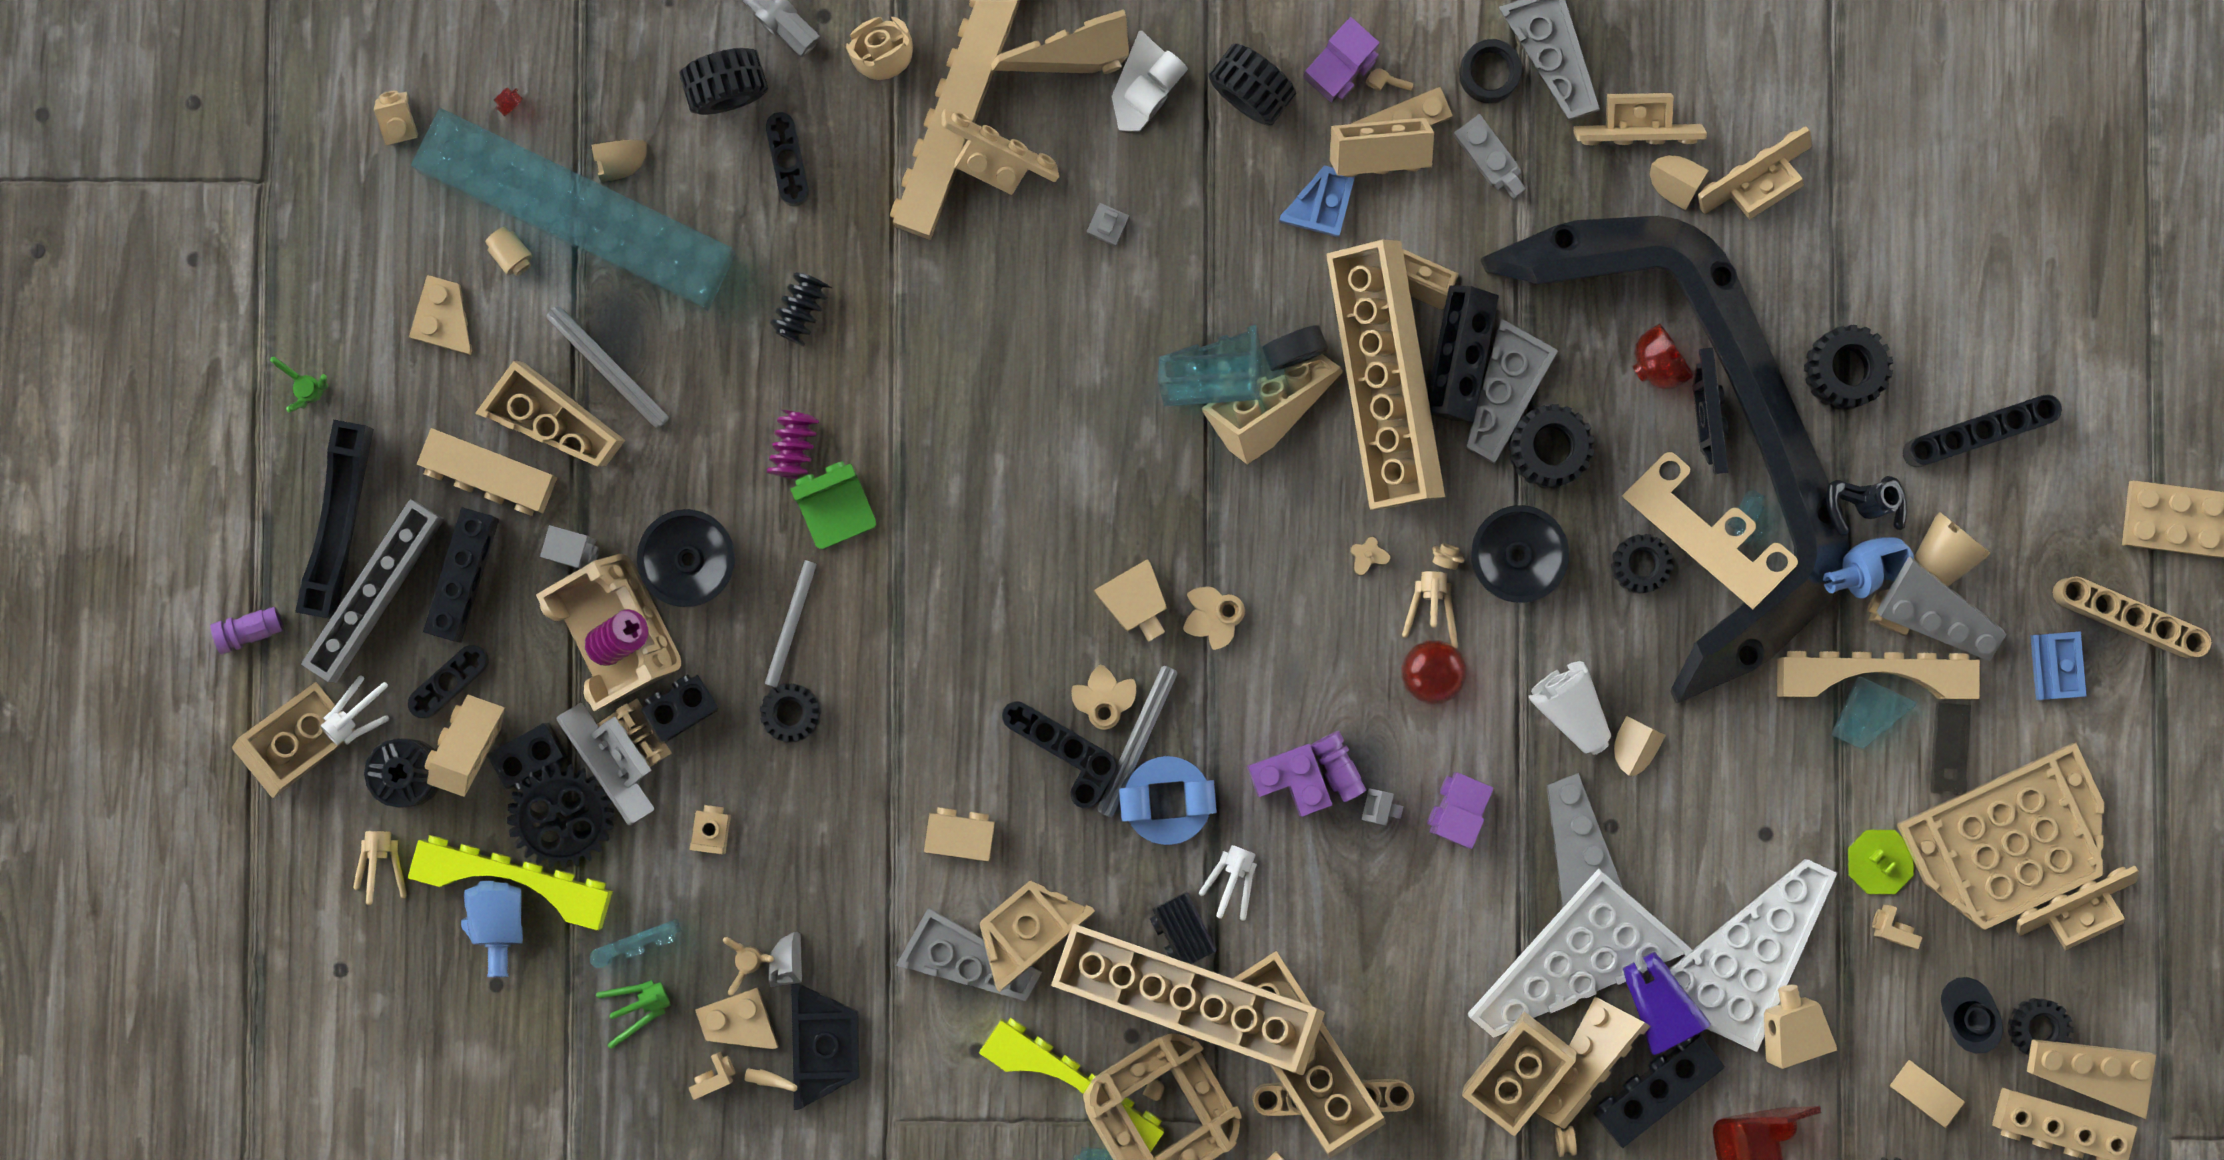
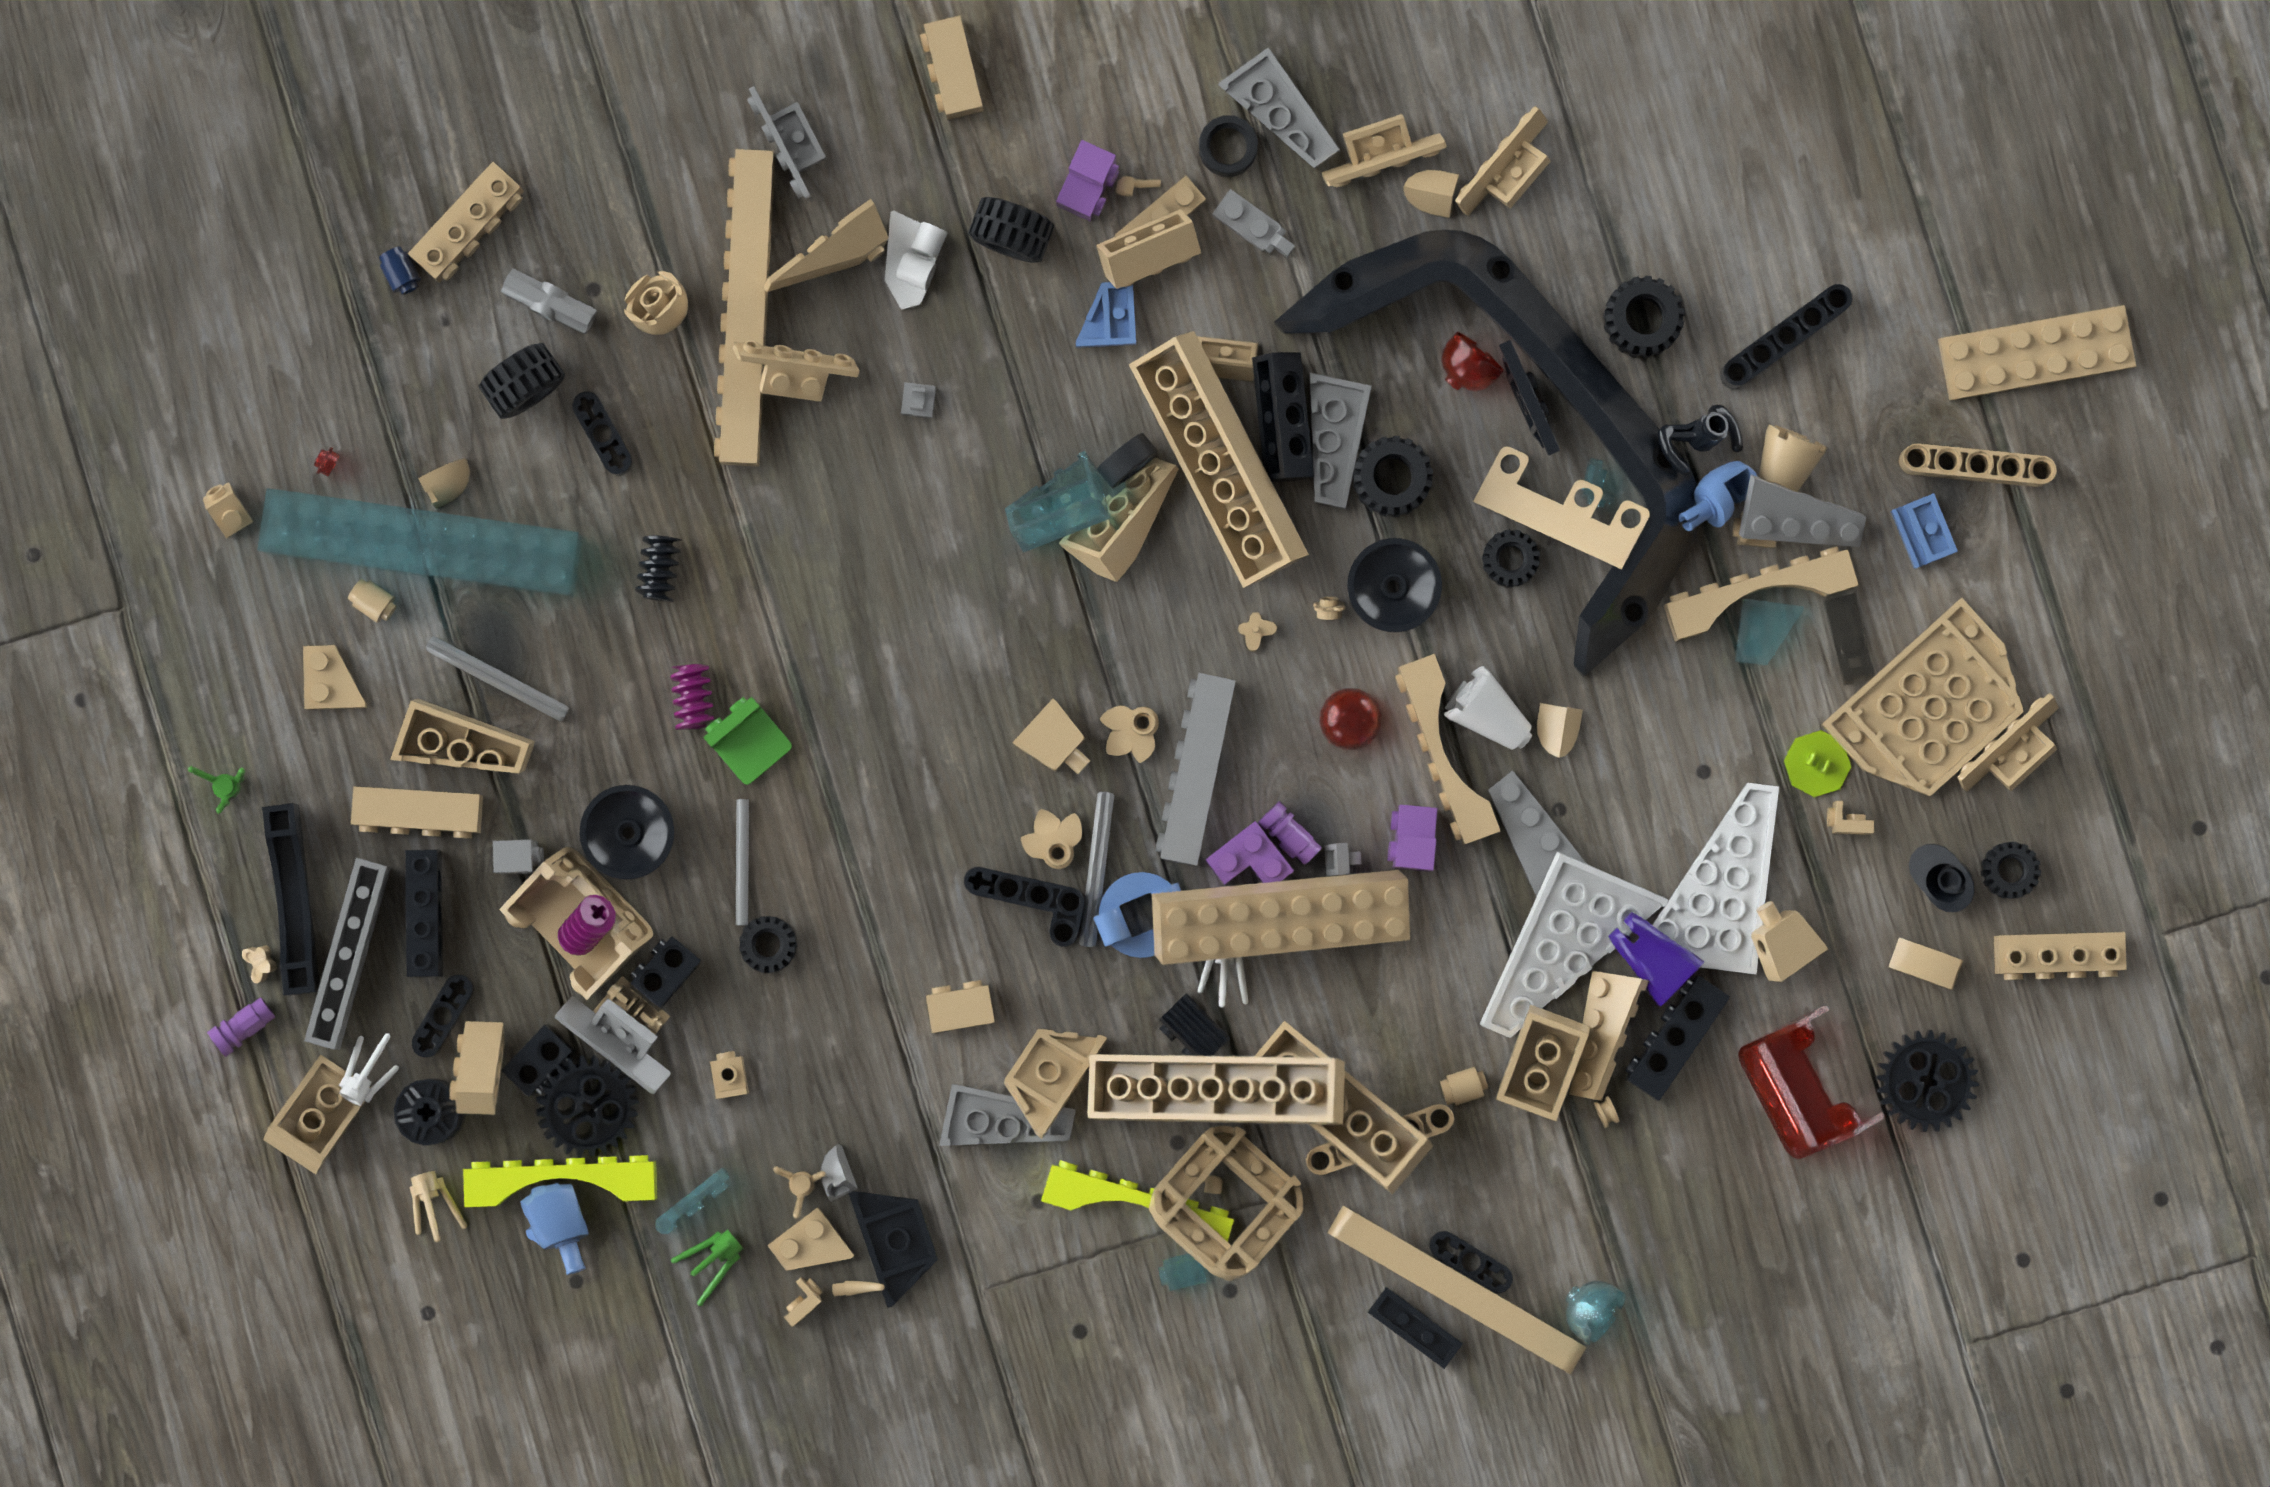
camera: 10 degrees left, 0 degrees up
(286, 572) = (261, 962): none -> tan piece
(1267, 674) = (1197, 769): none -> light grey brick
(1305, 847) = (1280, 917): none -> tan brick
(1432, 1071) = (1463, 1086): none -> tan brick
(1434, 587) = (1325, 640): tan plant -> none
(1524, 802) = (1471, 812): none -> tan arch
(2102, 1073) = (2079, 893): tan wing -> none

